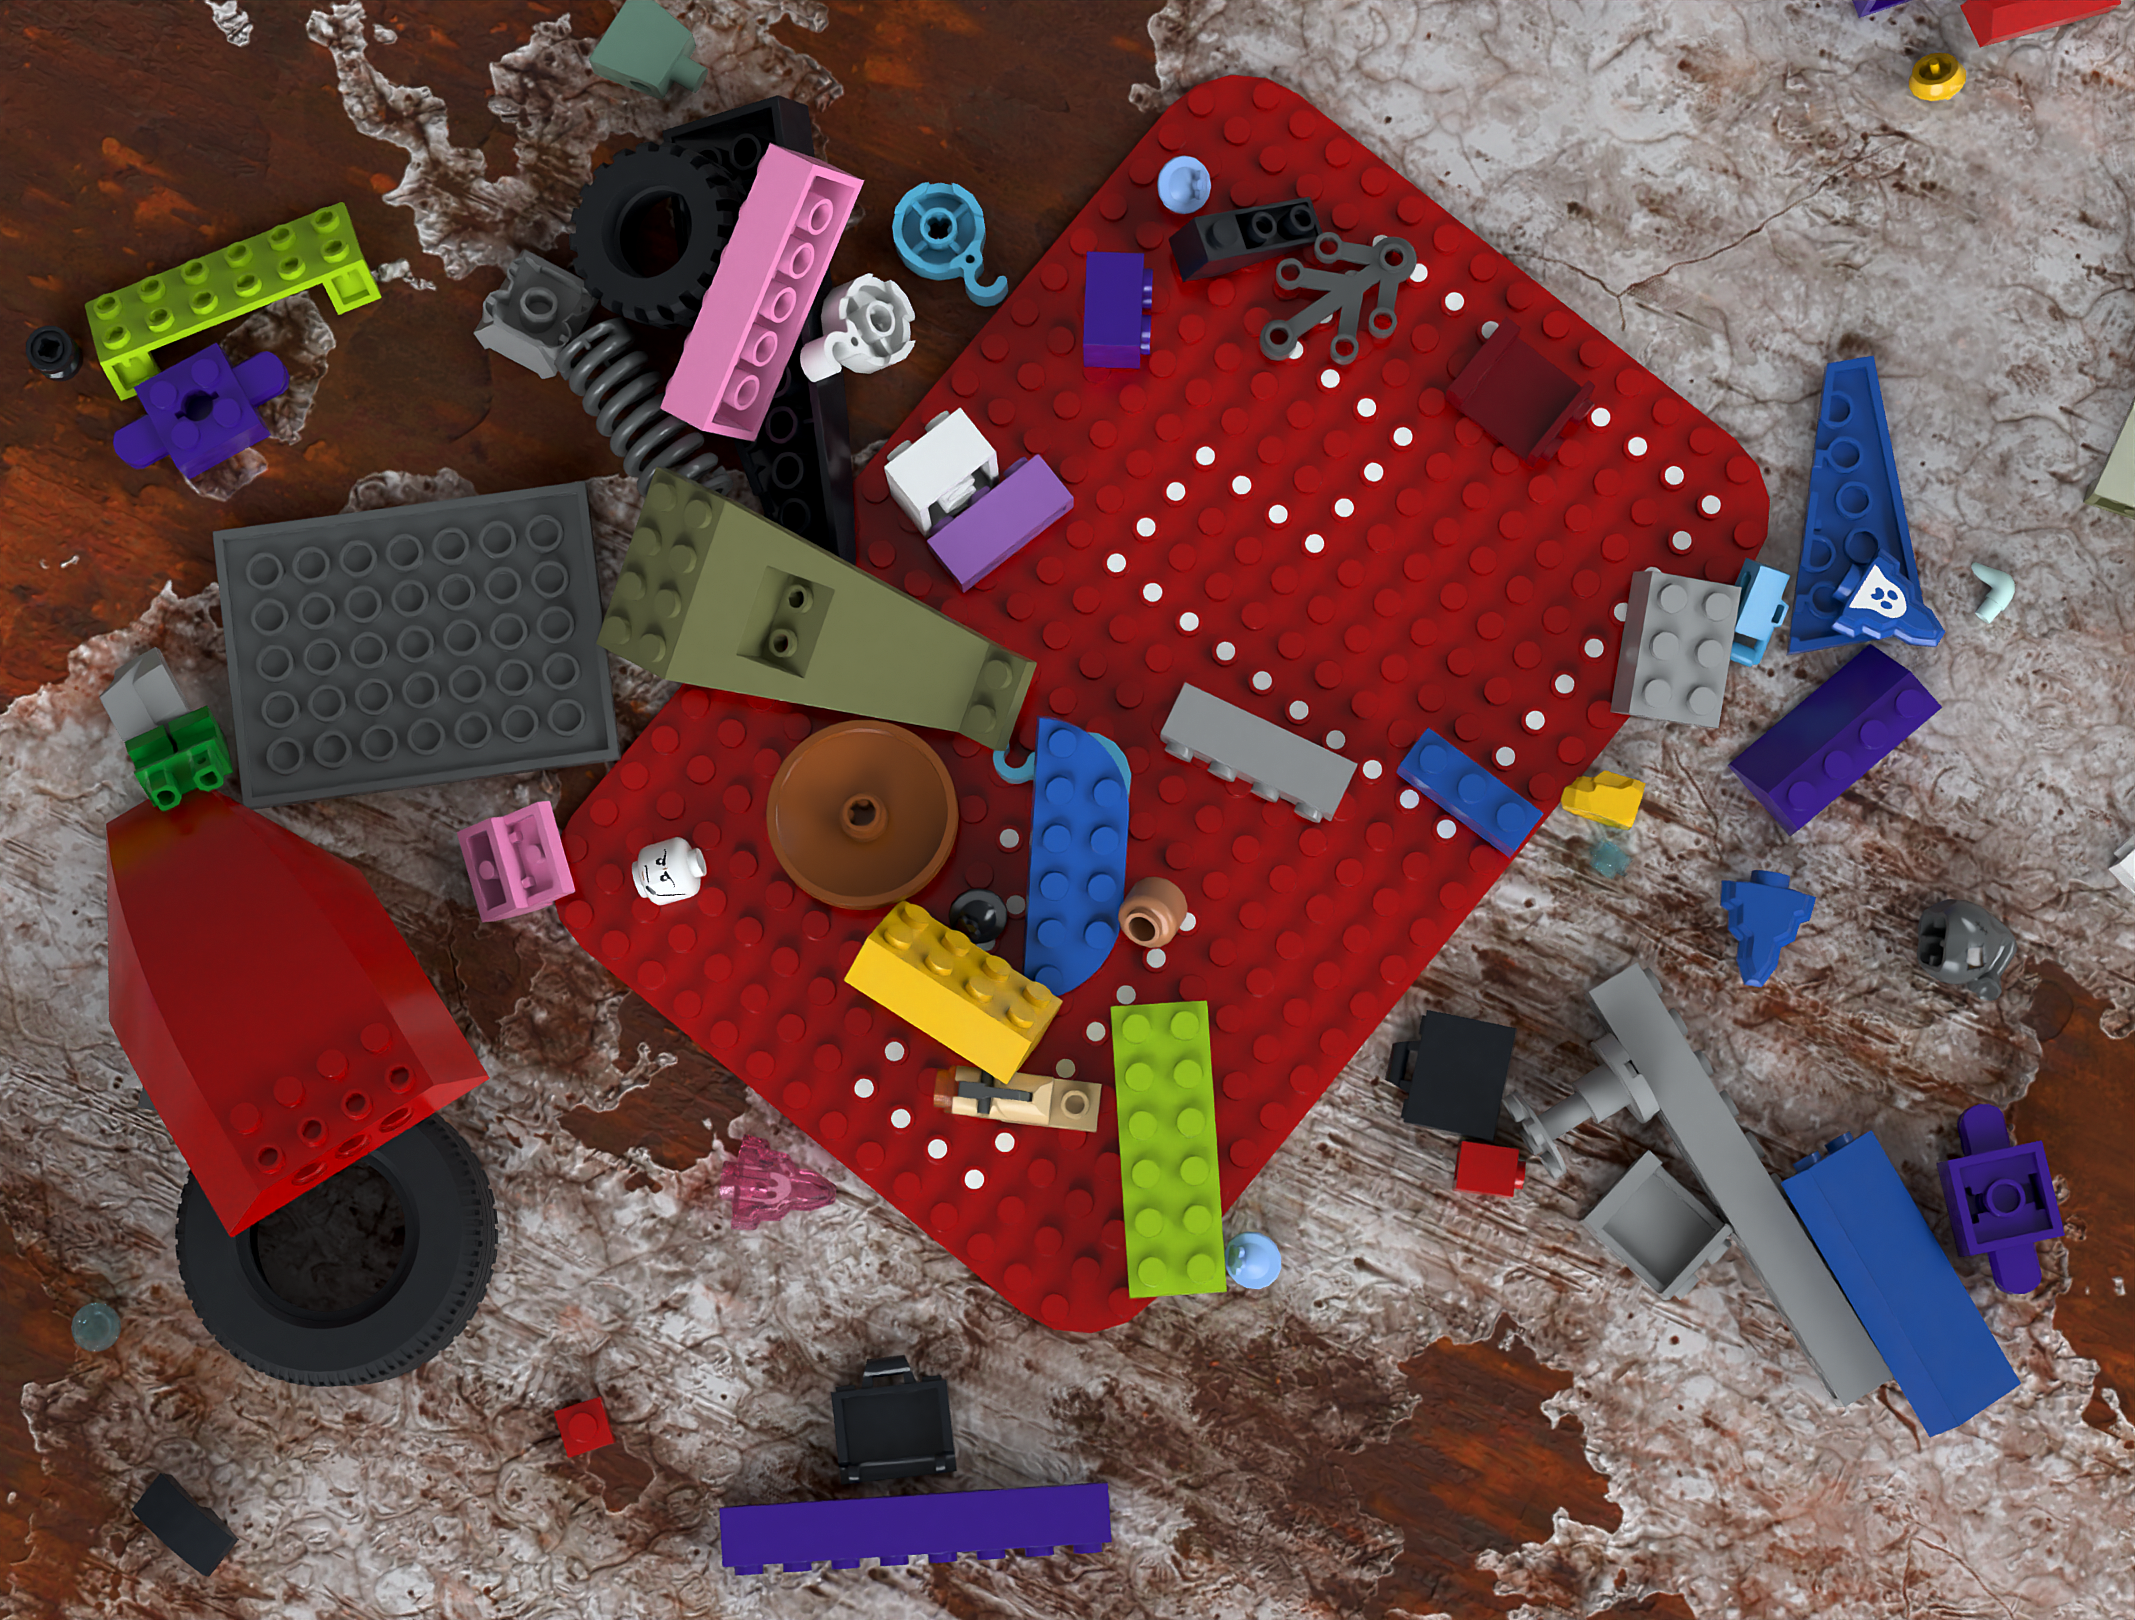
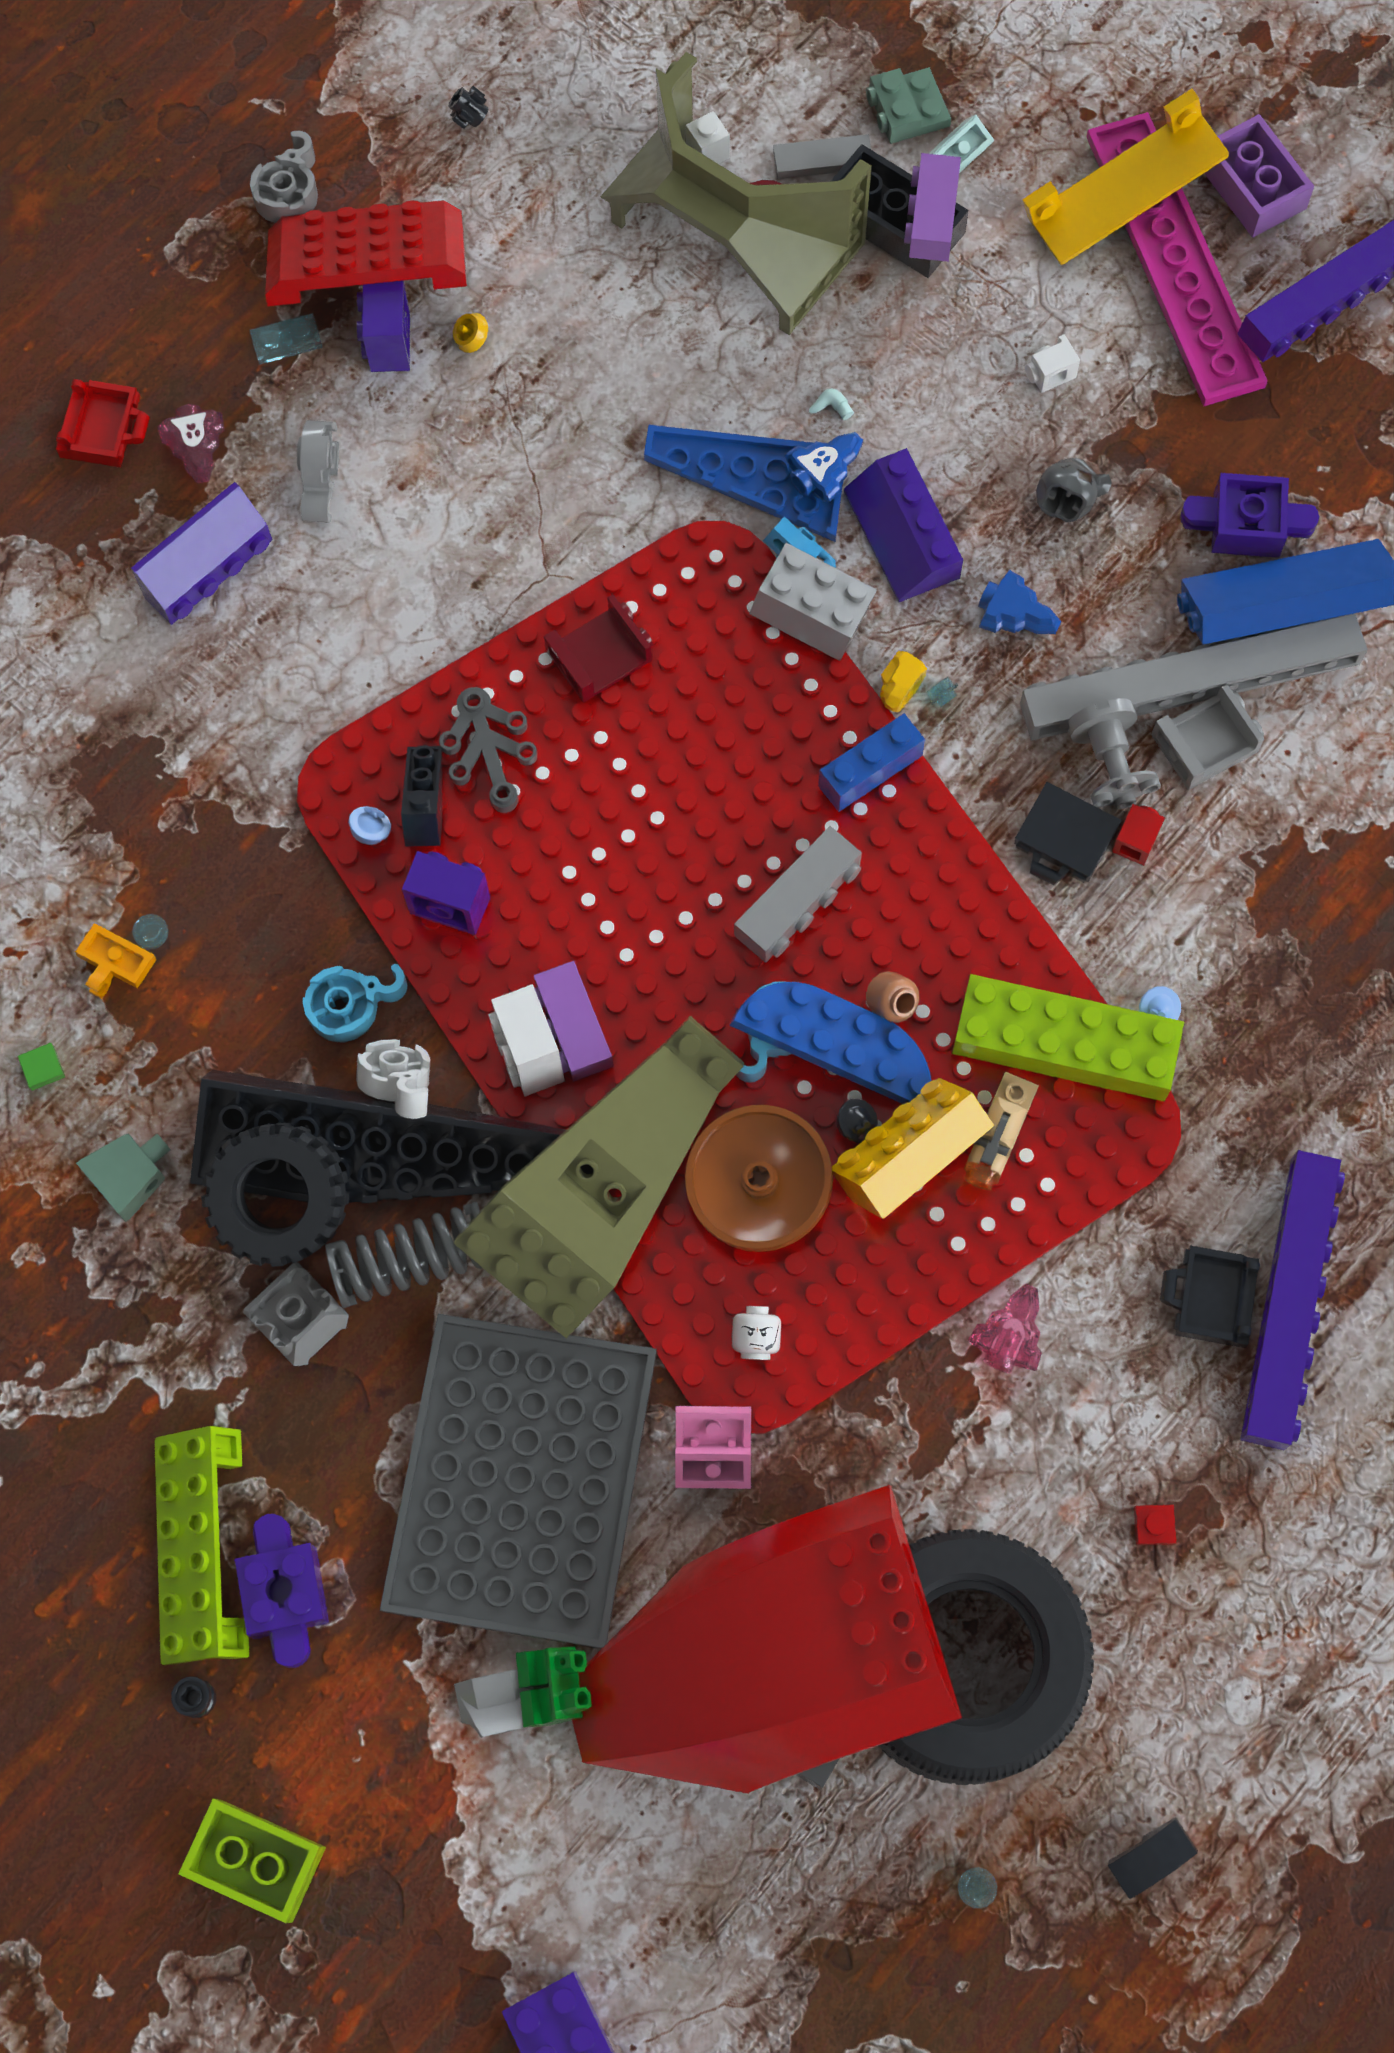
camera: 75 degrees left, 10 degrees down
(761, 293) = (349, 1127): bright pink brick -> none

